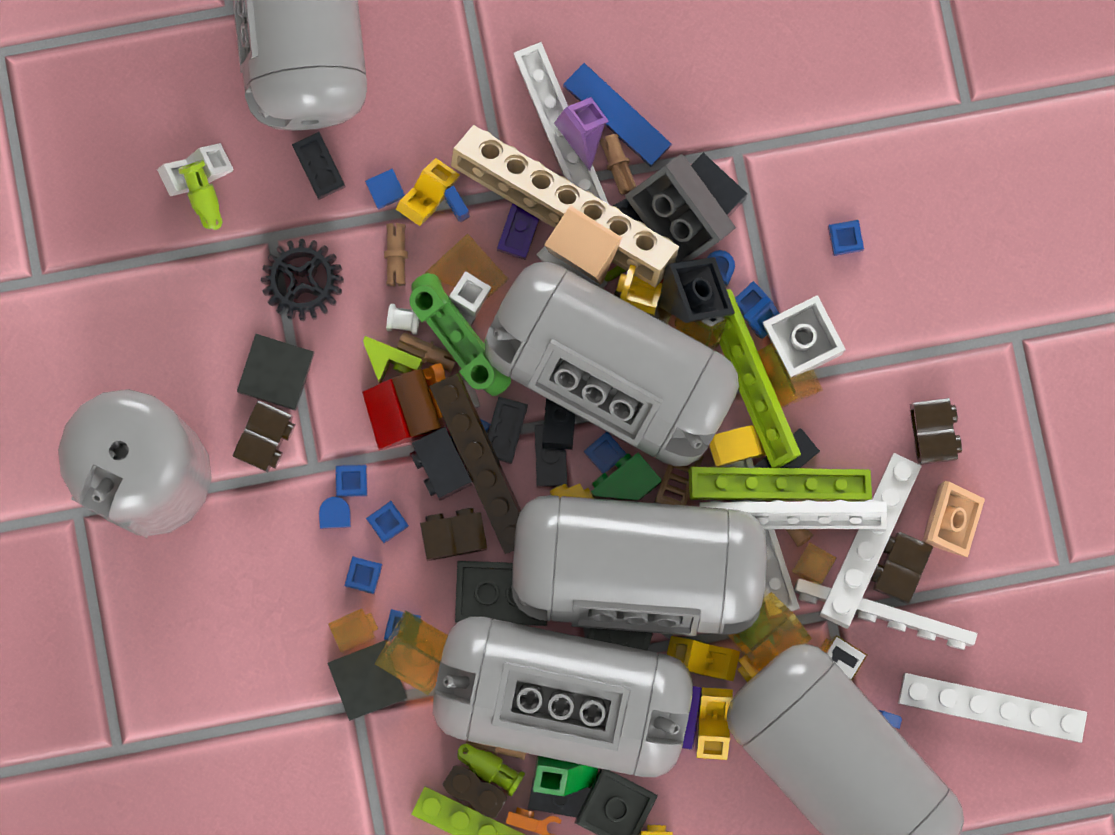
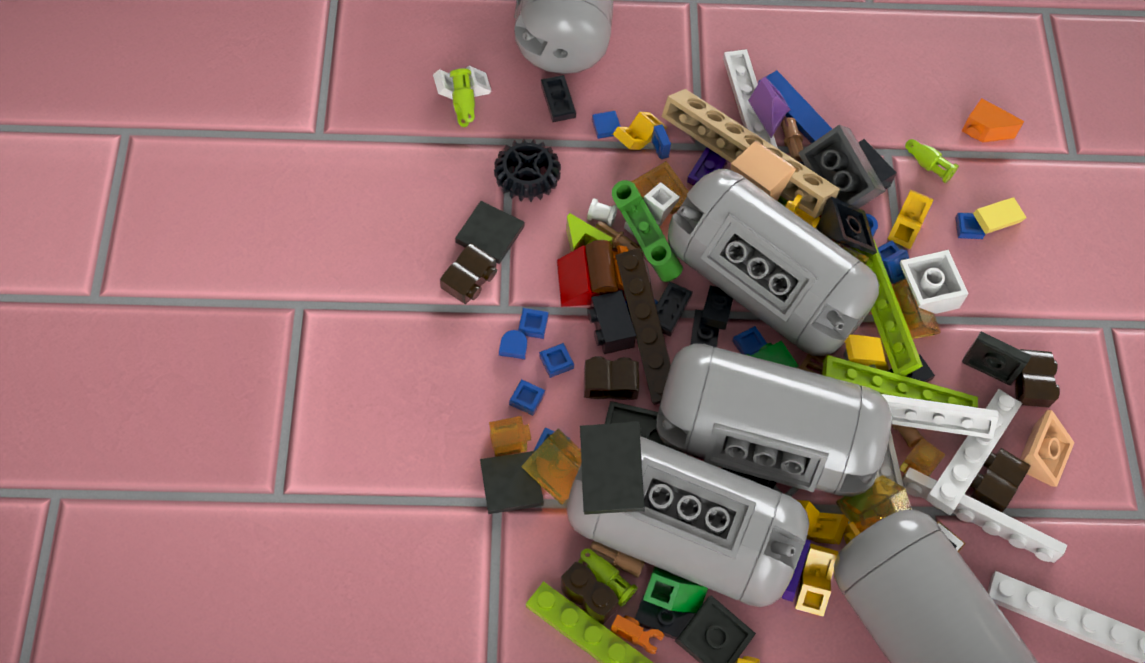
camera: 10 degrees right, 20 degrees down
(134, 462) = (357, 235): light grey piece -> none
(395, 254) = (605, 169): medium nougat pin -> none
(472, 683) = (611, 468): none -> pearl dark grey tile
(772, 247) = (910, 219): none -> yellow slope
(789, 156) = (930, 158): none -> lime piece
(858, 87) = (991, 123): none -> orange slope
(879, 219) = (999, 215): none -> light yellow tile
(885, 423) = (996, 358): none -> pearl dark grey tile

